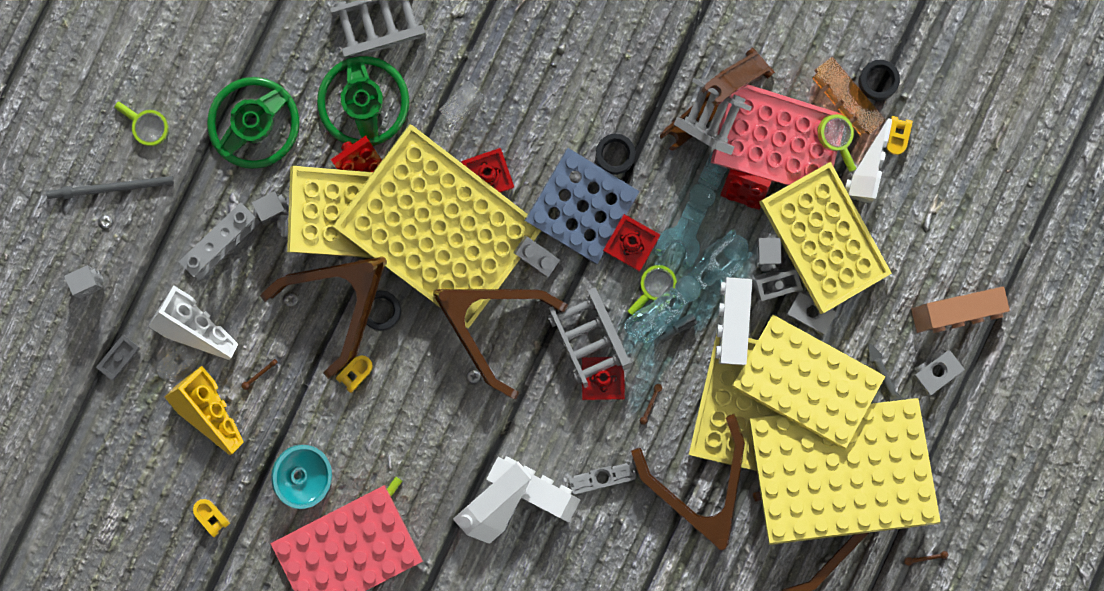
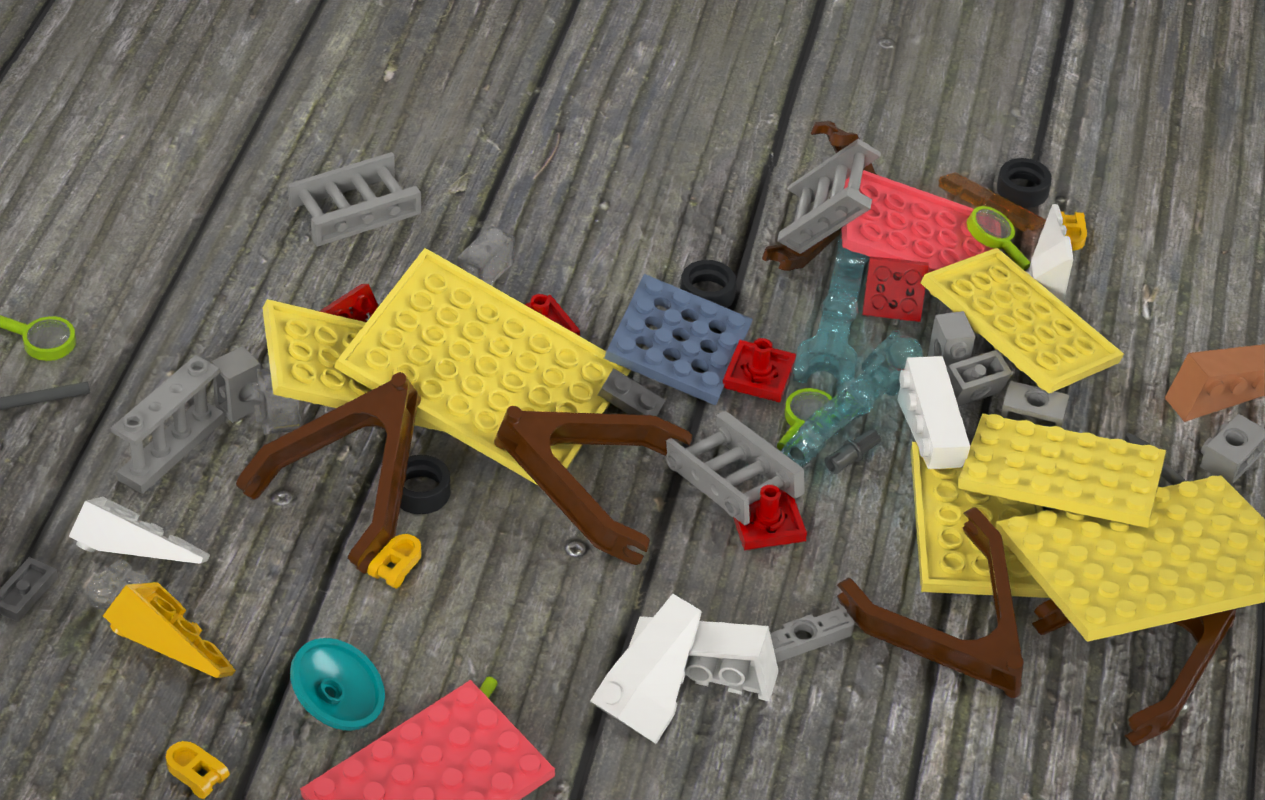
camera: 15 degrees left, 40 degrees down
(240, 133) = (194, 304): green piece -> none
(245, 385) = (267, 569): reddish brown hinge -> none
(363, 114) = (343, 264): green piece -> none
(658, 388) = (849, 525): reddish brown hinge -> none

